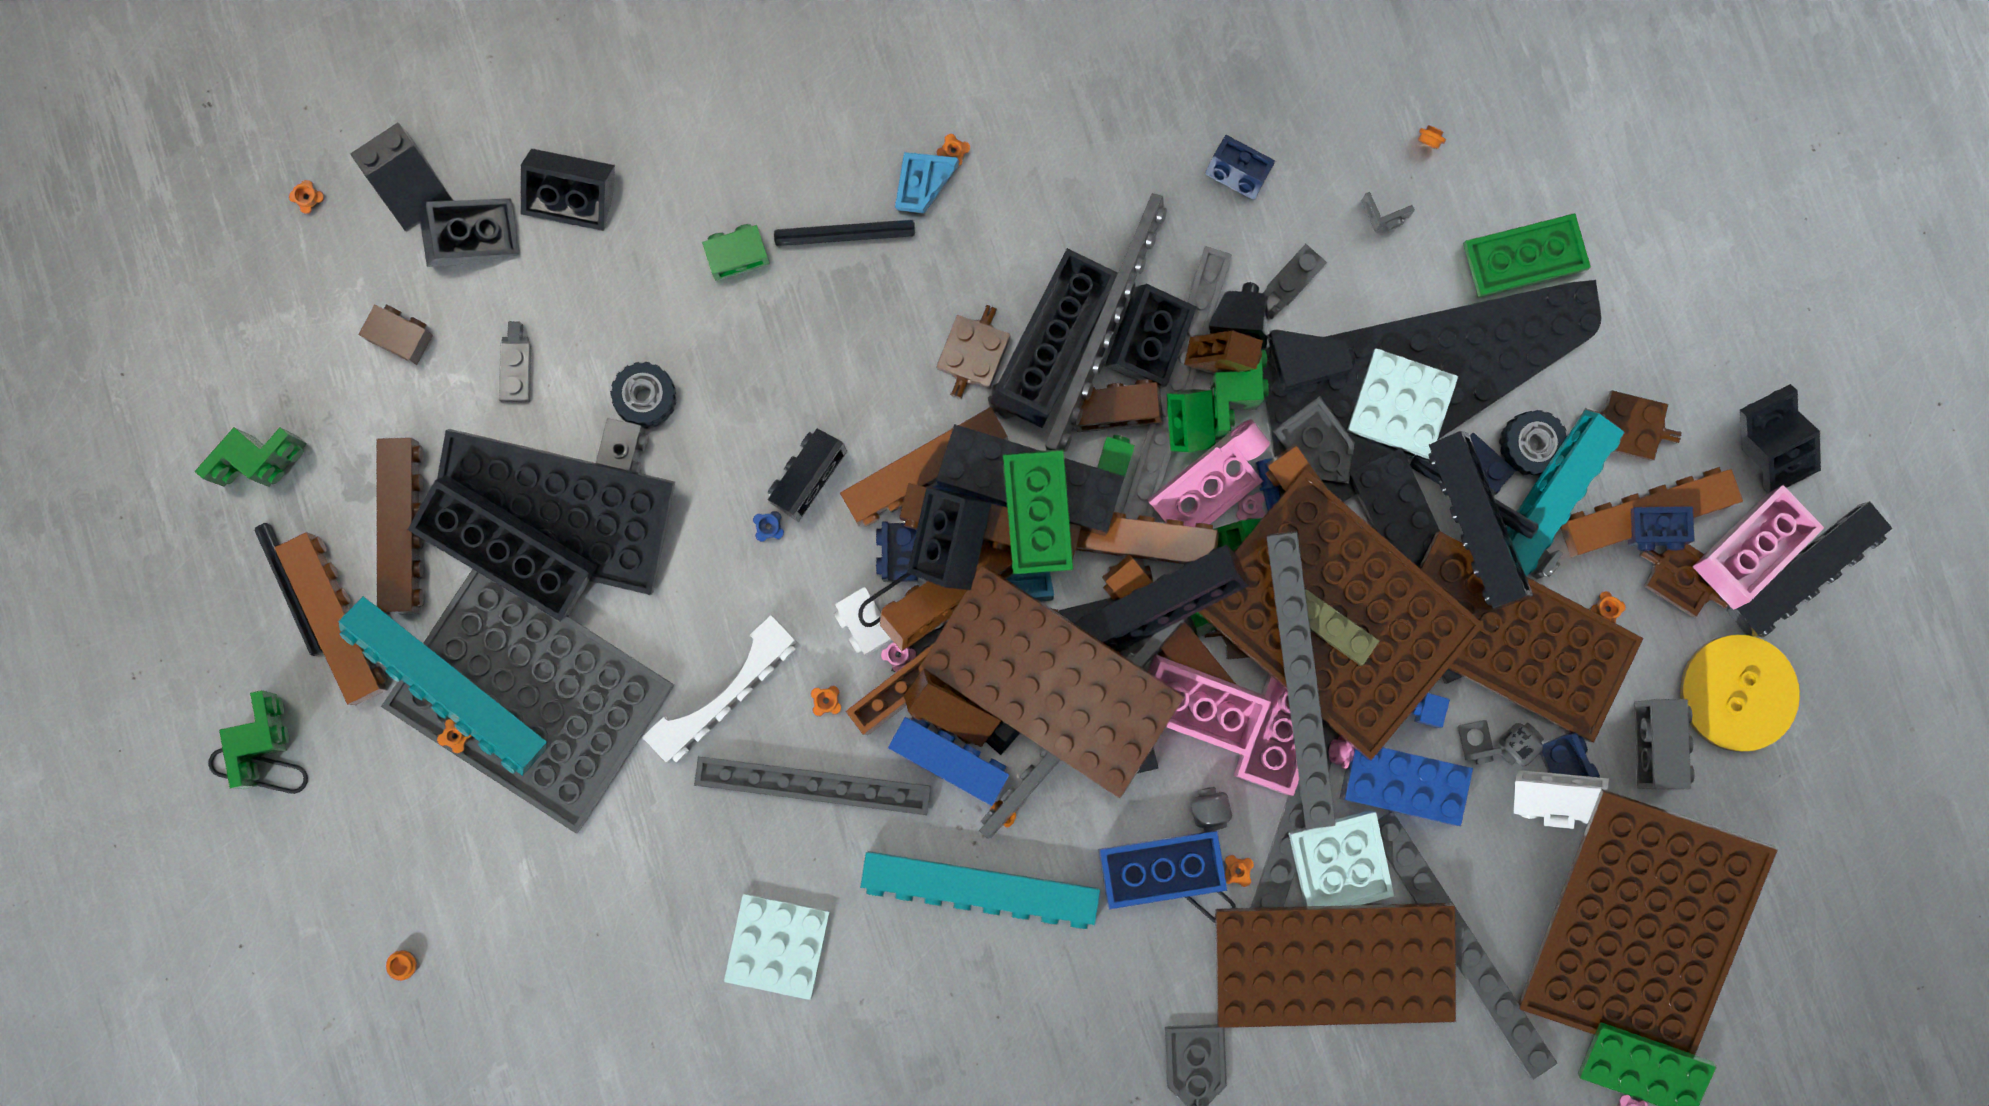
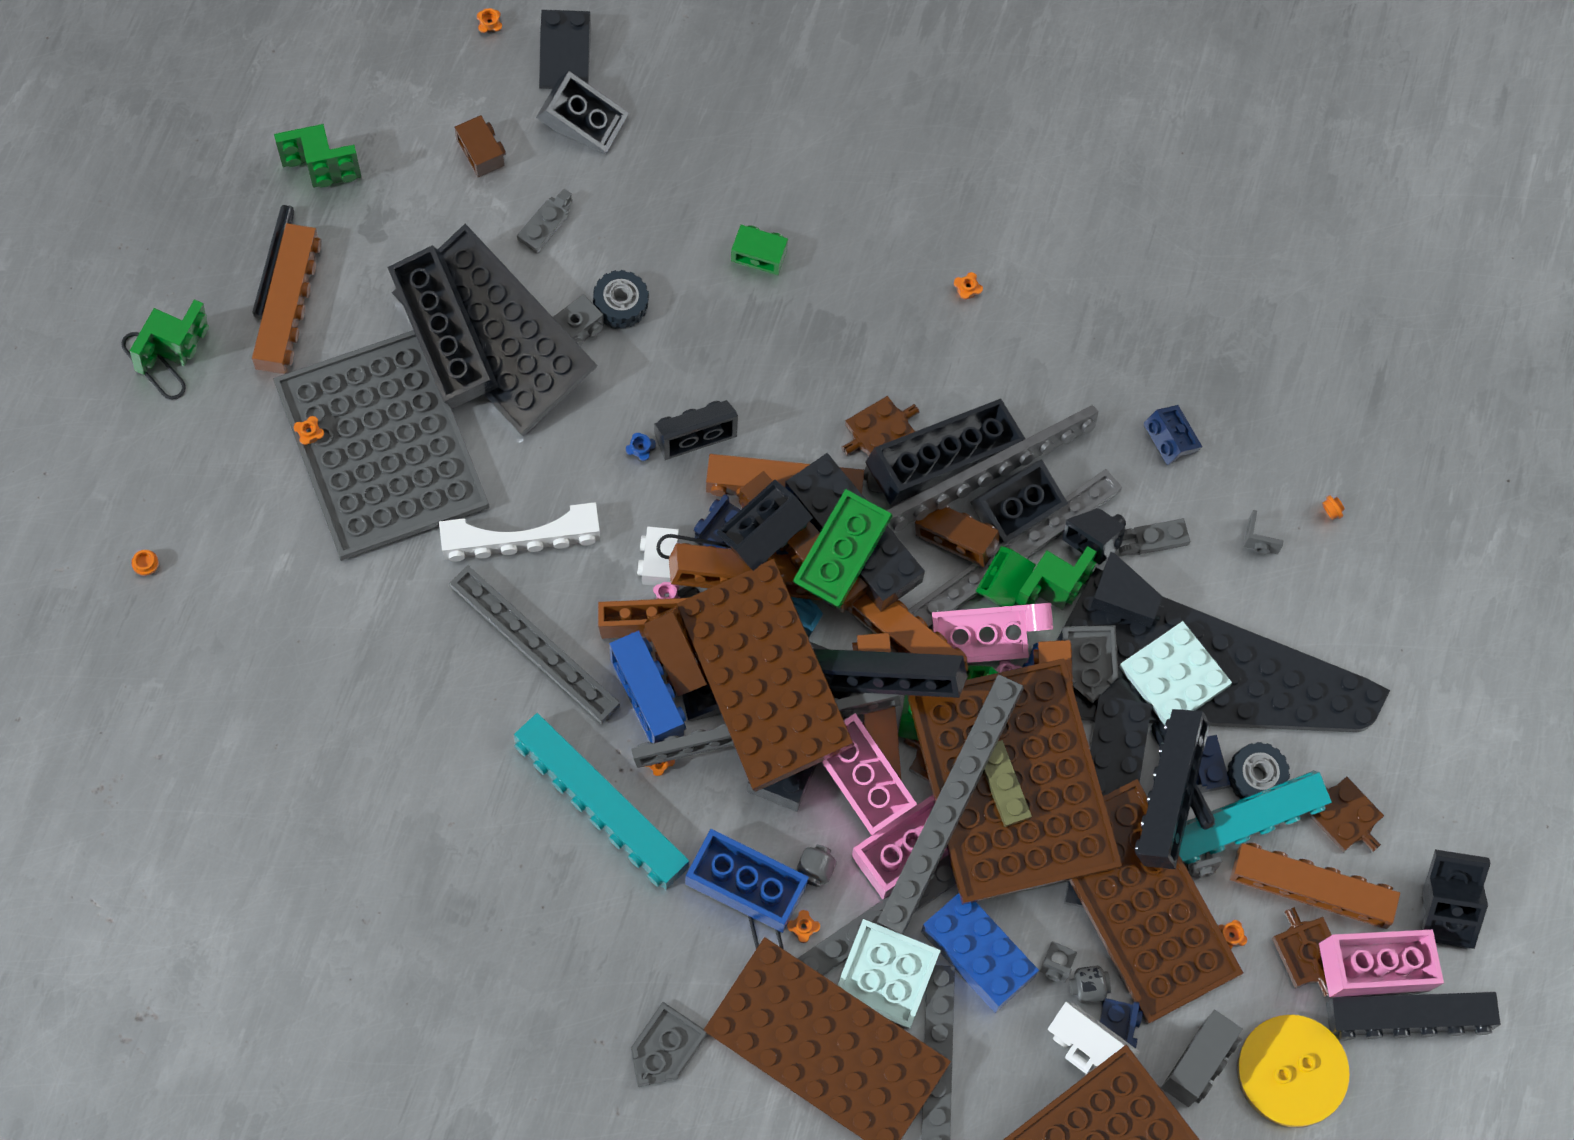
camera: 30 degrees right, 15 degrees down
(397, 504) = (372, 278): reddish brown brick -> none
(442, 686) = (327, 390): teal brick -> none
(566, 189) = (672, 131): black slope -> none
(777, 946) = (420, 739): light aqua plate -> none
(820, 694) = (586, 586): orange plate -> none
(844, 232) = (847, 289): black axle -> none
(922, 180) = (930, 290): dark azure wing -> none
(1116, 455) = (934, 561): green brick -> none
(1223, 352) = (1064, 539): reddish brown brick -> none
(1341, 752) = (946, 890): bright pink plate -> none
(1431, 710) = (1038, 911): blue plate -> none
(1526, 255) = (1348, 637): green plate -> none
(1661, 527) = (1313, 895): dark blue bracket -> none

